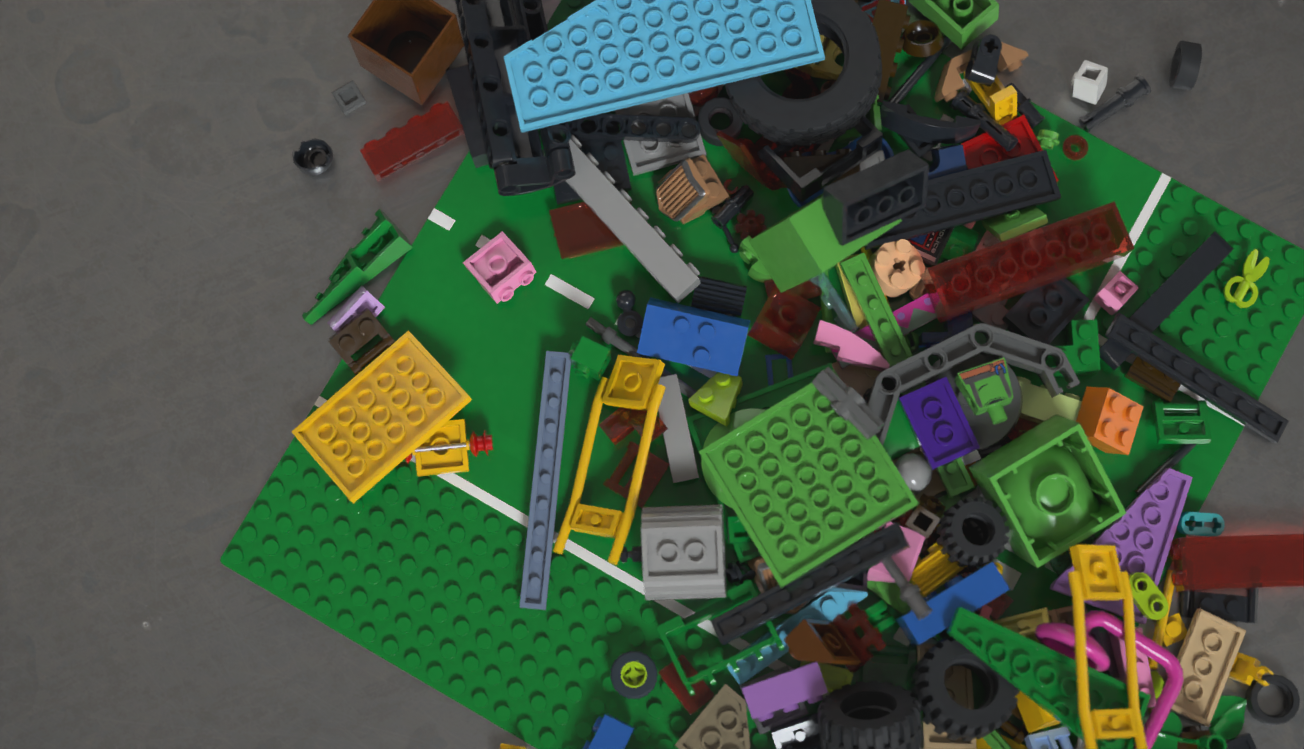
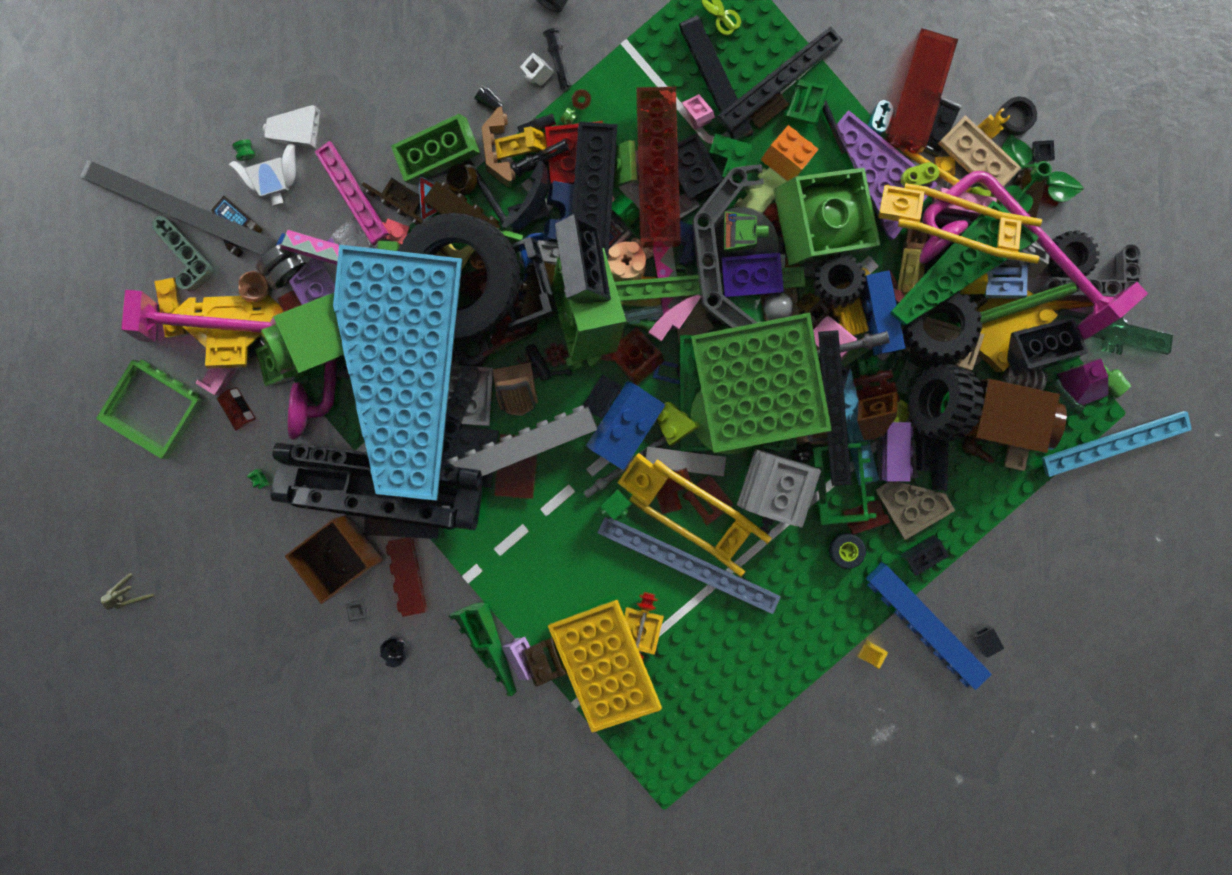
camera: 65 degrees left, 10 degrees up
(500, 268) = (525, 545): bright pink plate -> none
(626, 300) = (580, 463): black plate -> none
(847, 403) = (721, 336): dark grey piece -> none
(983, 64) = (498, 142): black piece -> none
(1031, 37) = (488, 99): none -> black cone

